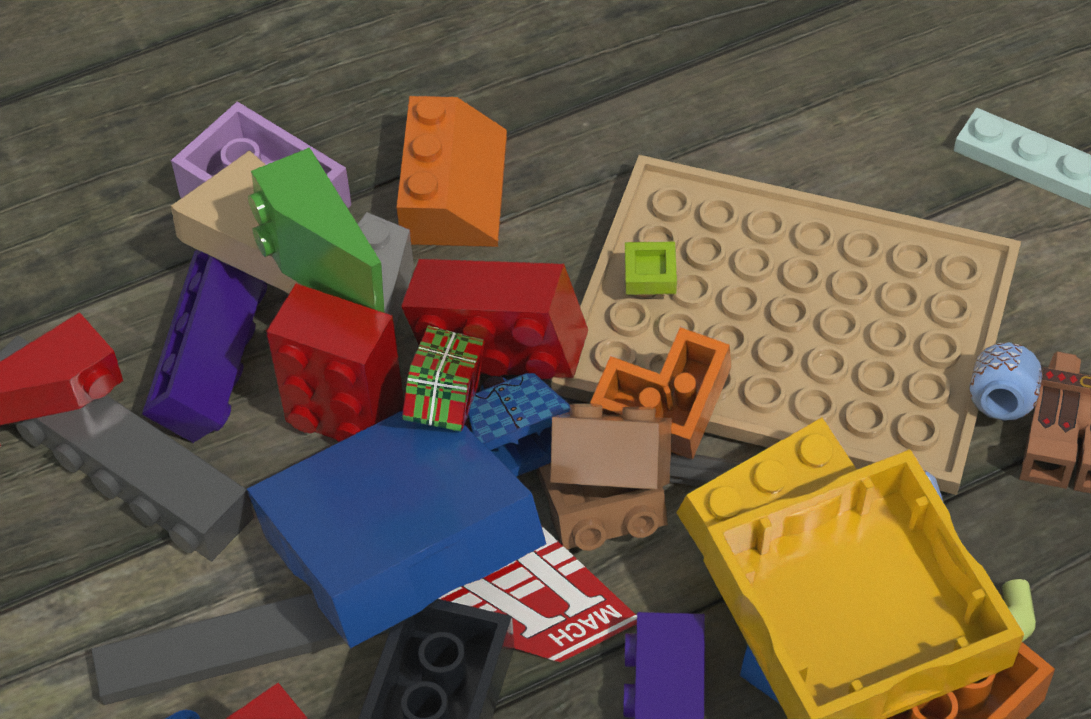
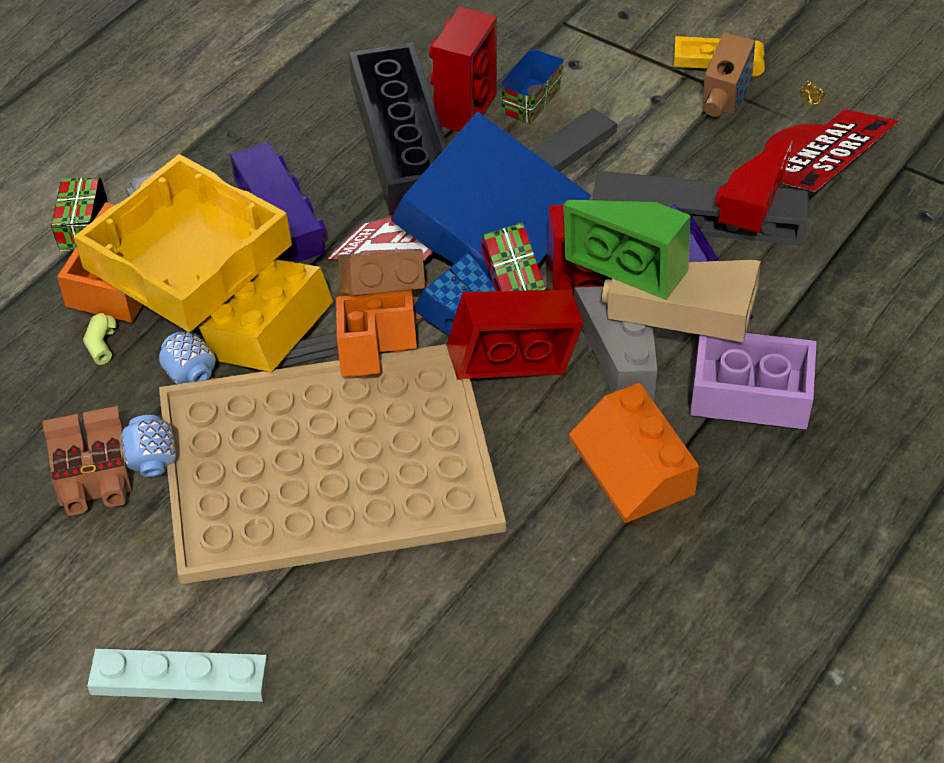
camera: 150 degrees right, 5 degrees down
(650, 268) = (437, 422): lime plate -> none

